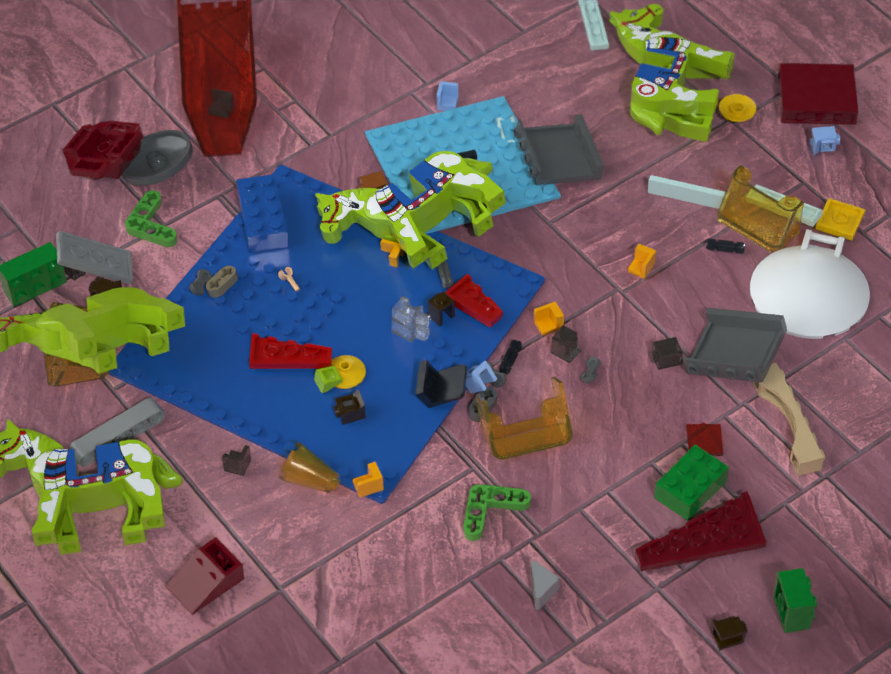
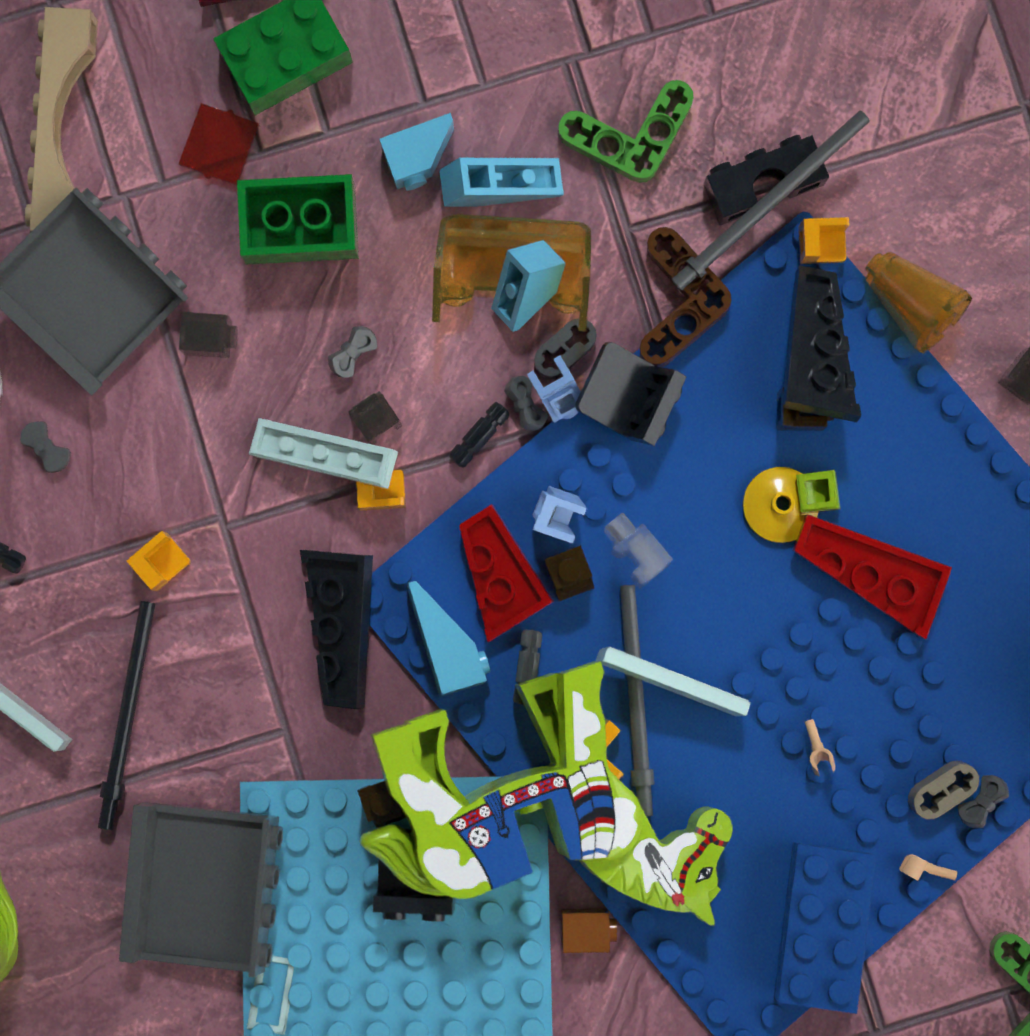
camera: 160 degrees left, 35 degrees up
(224, 252) = (914, 867): none -> light nougat hand
(351, 422) = (817, 355): none -> black wing
(371, 248) = (642, 776): none -> dark grey bar
(371, 278) = (673, 681): none -> light aqua tile
(398, 515) = (732, 186): none -> black arch
(424, 439) = (692, 307): none -> reddish brown beam
(429, 448) = (697, 266): none -> dark grey bar
(456, 325) = (555, 511): none -> light blue window
(487, 264) = (449, 649): none -> medium azure slope
(513, 417) = (527, 282): none -> medium azure slope
(543, 264) = (341, 610): none -> black wing
(550, 460) = (499, 181): none -> medium azure slope
(583, 319) = (323, 453): none -> light aqua tile
(601, 460) = (417, 151): none -> medium azure slope
(618, 178) = (113, 789): none -> black bar
(645, 409) = (297, 219): none -> green brick
(715, 288) = (36, 437): none -> dark grey piece

